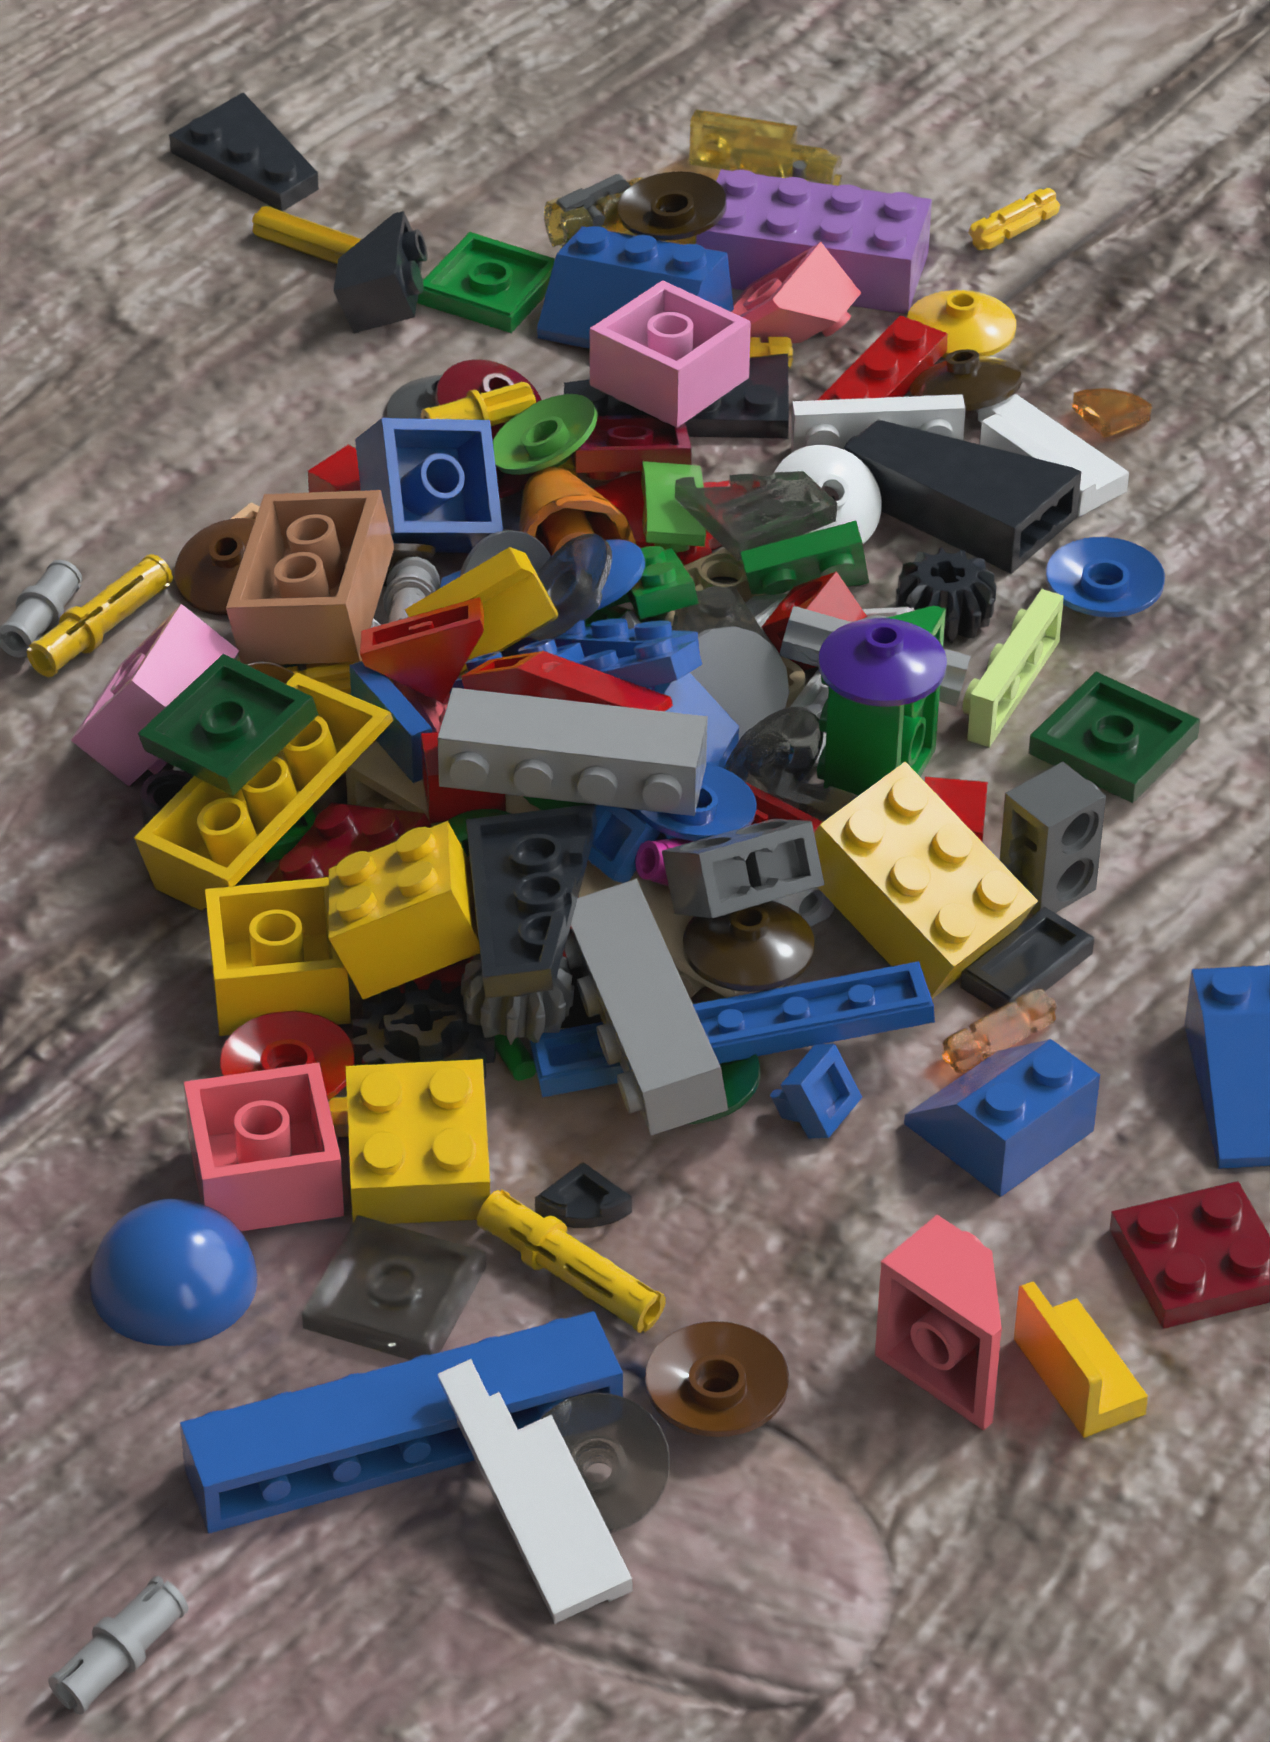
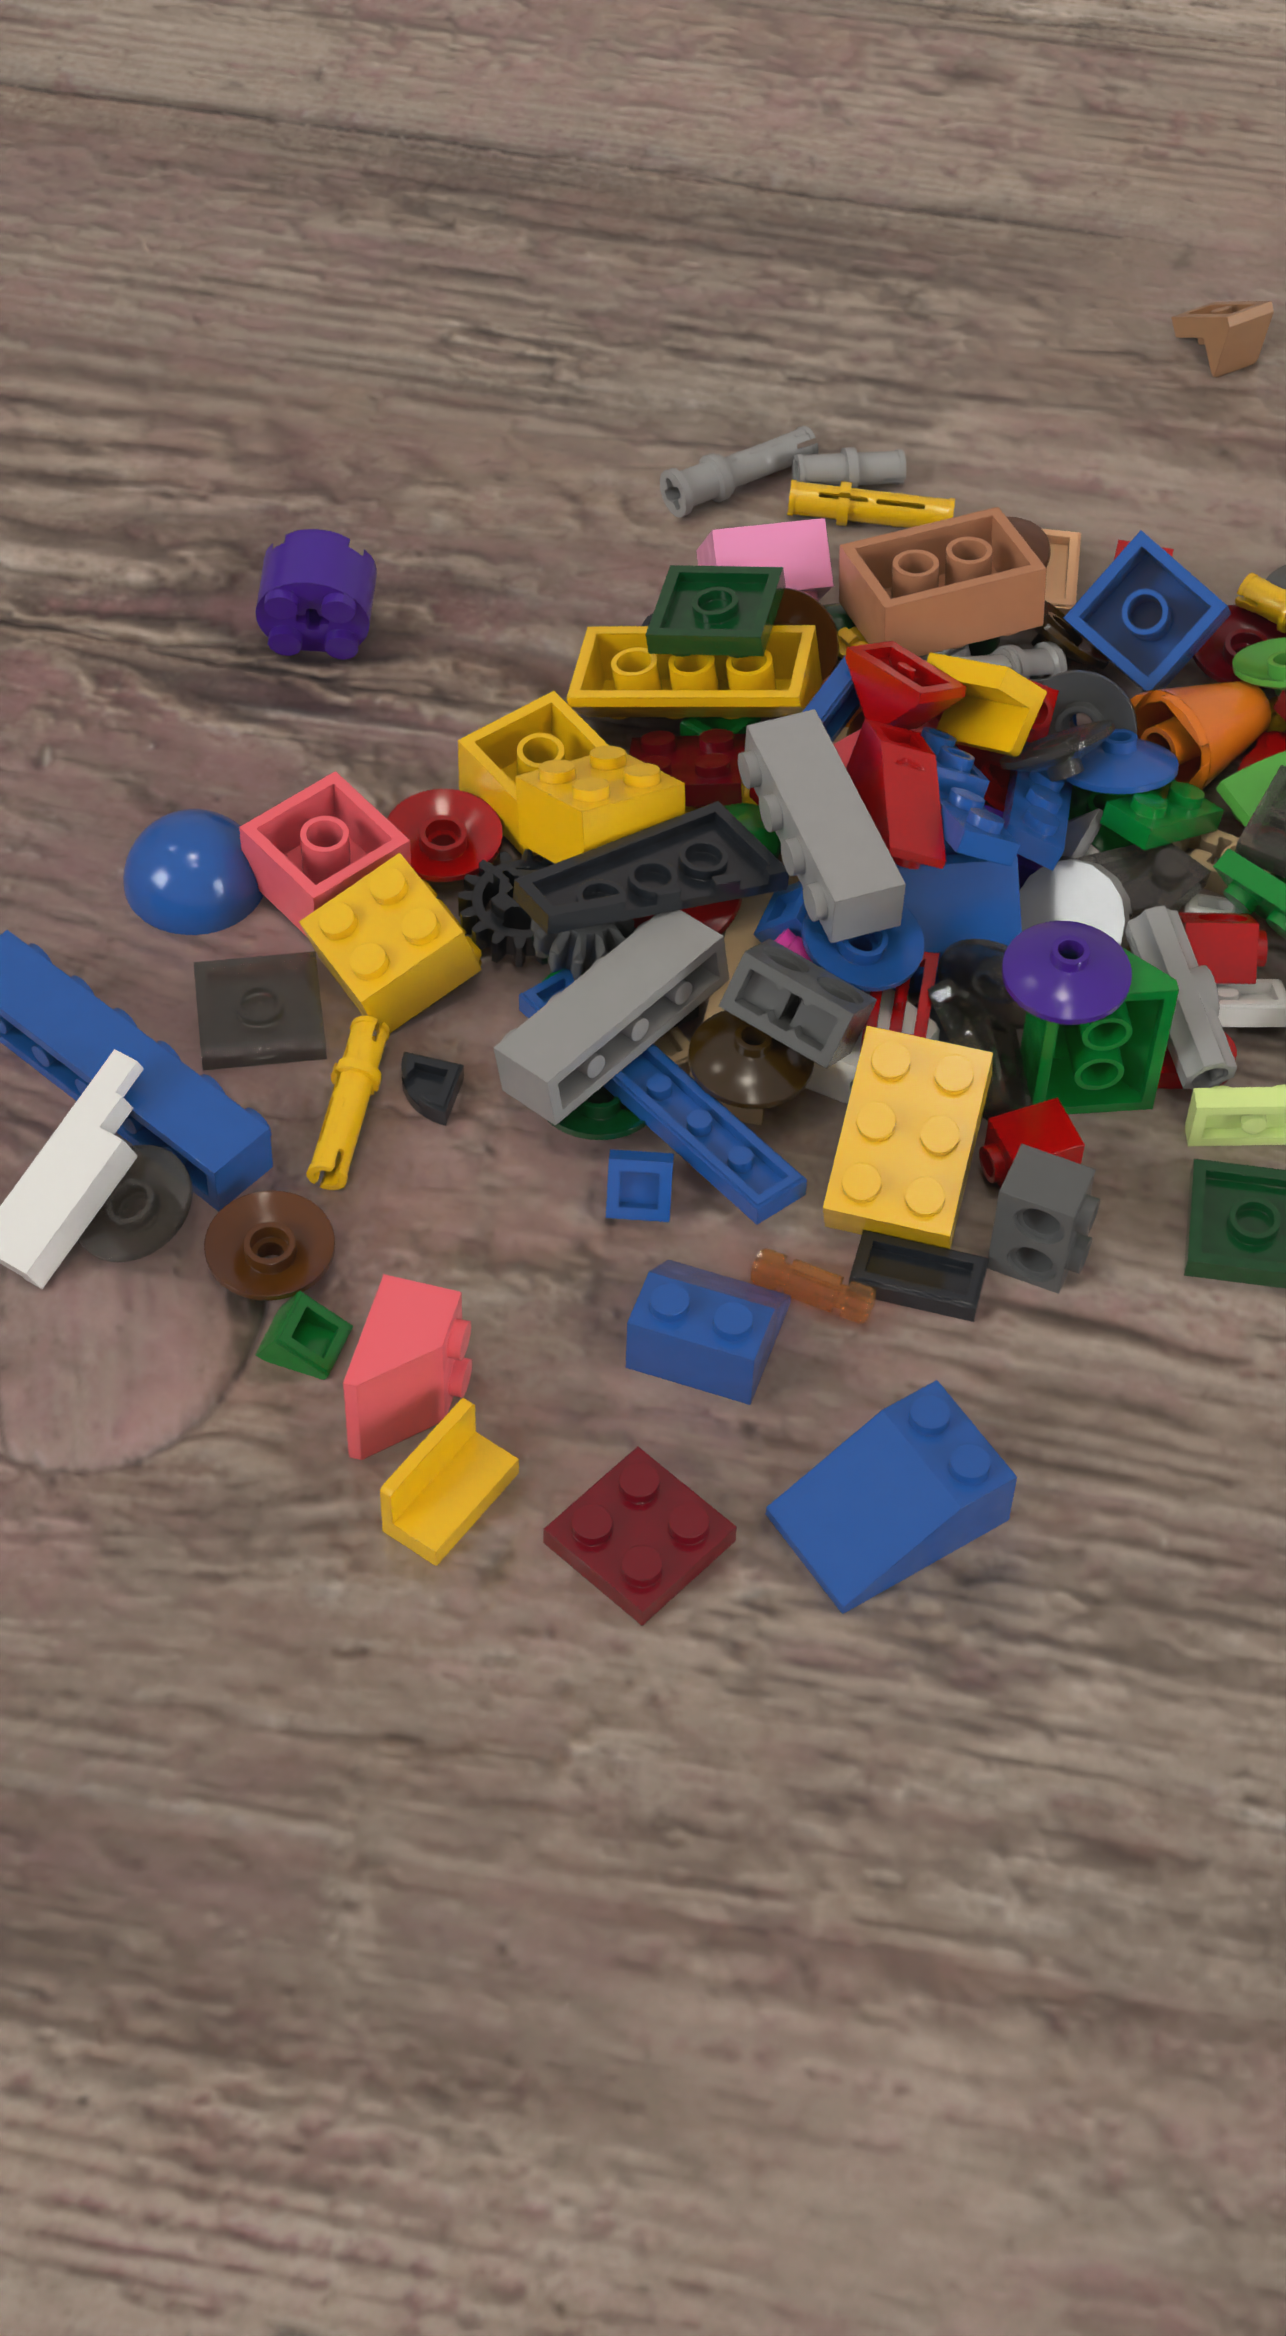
camera: 60 degrees right, 10 degrees up
(90, 300) = (1229, 330): none -> medium nougat slope
(827, 1408) = (304, 1337): none -> green slope

